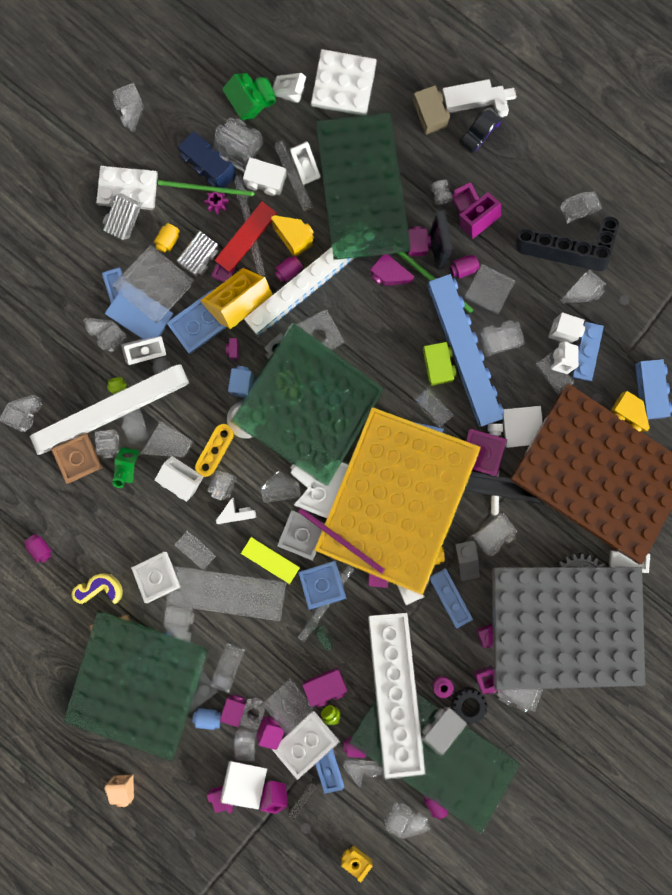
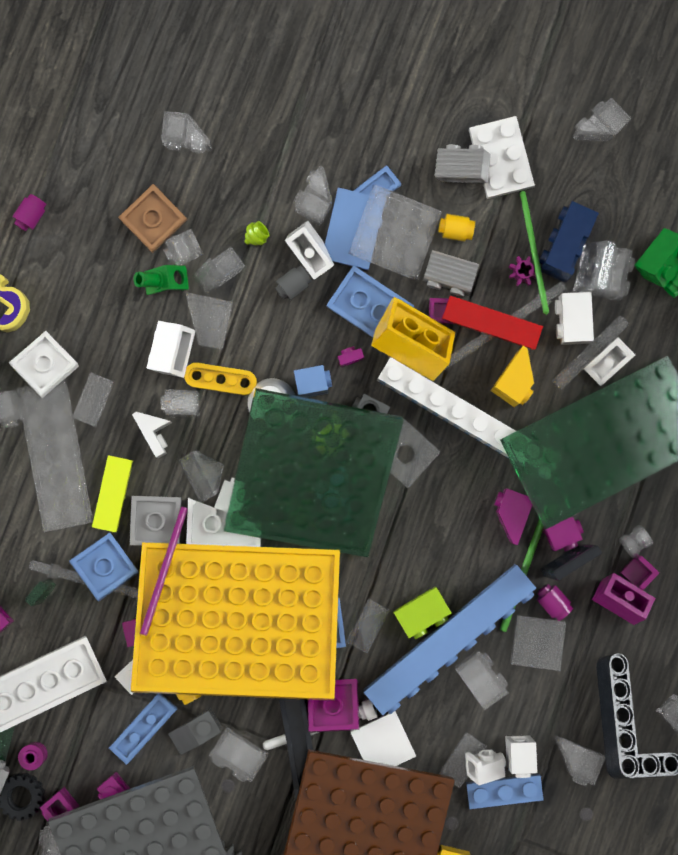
camera: 70 degrees right, 0 degrees up
(110, 409) = (224, 236): white beam -> none
(288, 269) = (472, 388): magenta brick -> none

